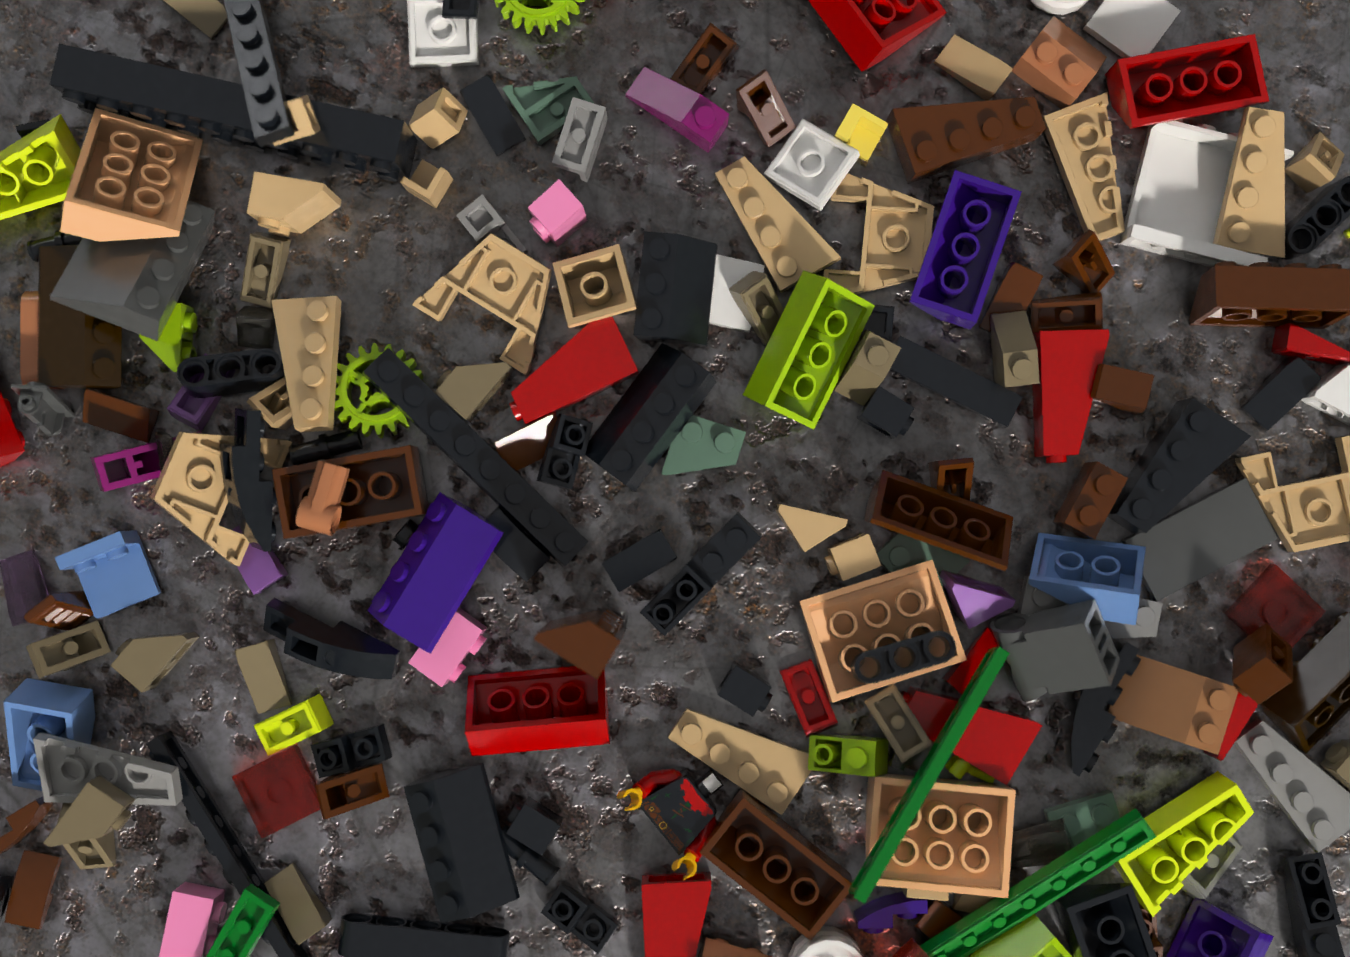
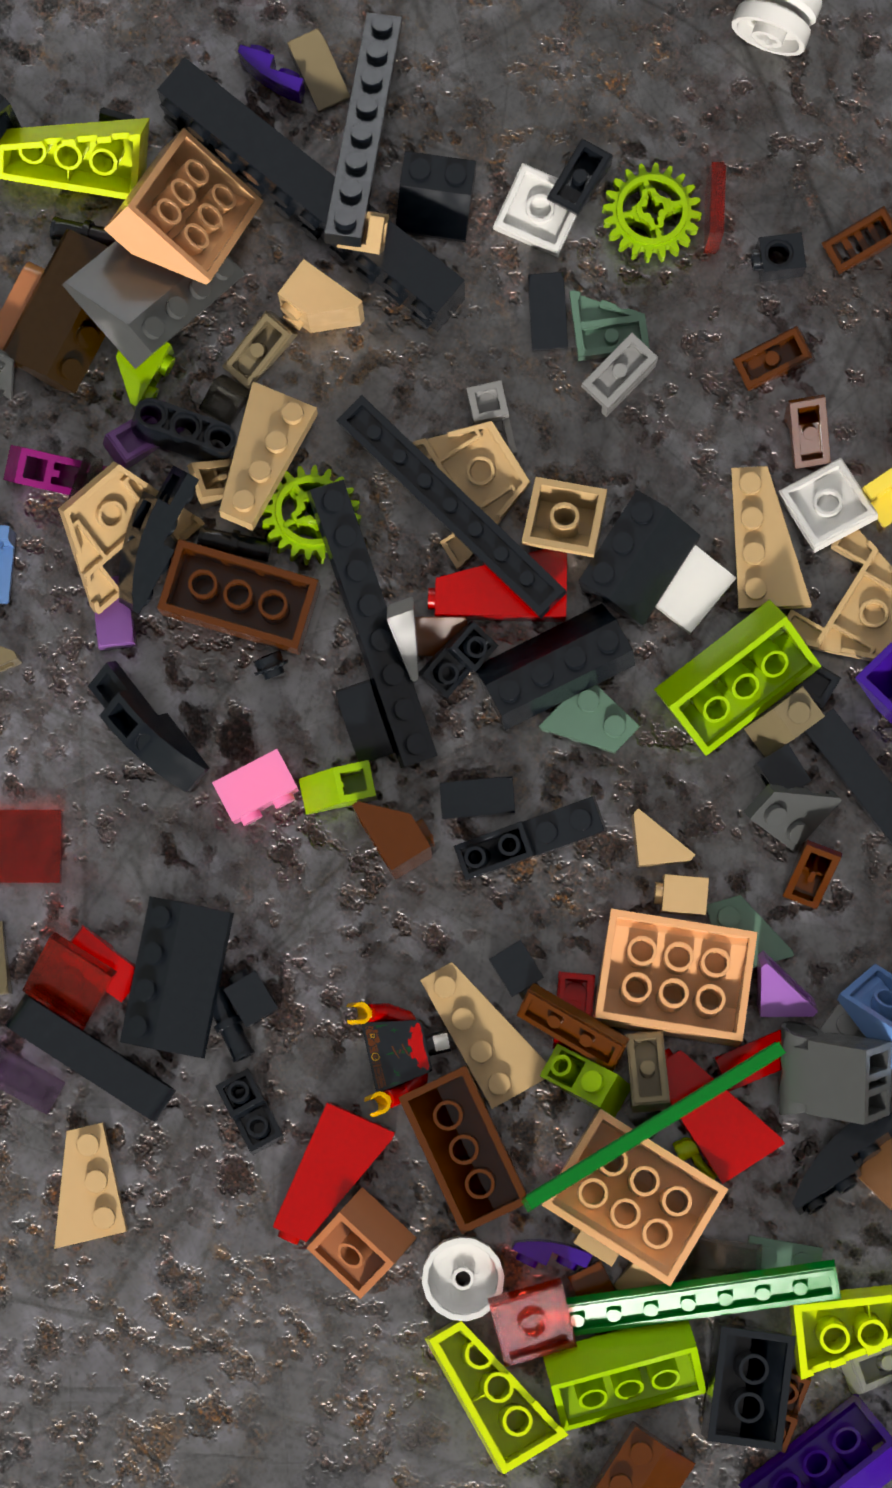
camera: 30 degrees right, 5 degrees down
(118, 415) = (55, 418): reddish brown slope -> none
(141, 22) = (262, 67): none -> dark purple slope
(264, 675) = (66, 730): dark tan slope -> none
(294, 724) = (70, 790): neon yellow slope -> none
(322, 508) = (209, 596): nougat piece -> none
(346, 61) = (435, 196): none -> black slope
(351, 751) = (112, 842): black slope -> none
(351, 790) = (98, 877): reddish brown slope -> none
(372, 889) = (69, 980): none -> clear red tile
(391, 860) = (104, 951): none -> red slope
(428, 183) = (455, 345): tan panel -> none
(435, 572) = (281, 709): dark purple slope -> none
(438, 118) = (495, 289): tan panel -> none
(471, 386) = (401, 555): dark tan slope -> none
(493, 324) = (451, 506): none -> black plate
(502, 448) = (403, 627): none -> light grey slope
(518, 611) = (338, 787): none -> lime slope
(536, 711) = (309, 891): red slope -> none
(556, 214) = (562, 434): bright pink brick -> none
(679, 108) = (728, 390): magenta slope -> none
(758, 303) = (711, 610): dark tan slope -> none
(817, 718) = (573, 1027): none -> reddish brown tile
(911, 443) = (791, 813): none -> dark grey wing
(919, 652) = (700, 999): black beam -> none
(940, 519) = (783, 898): reddish brown slope -> none

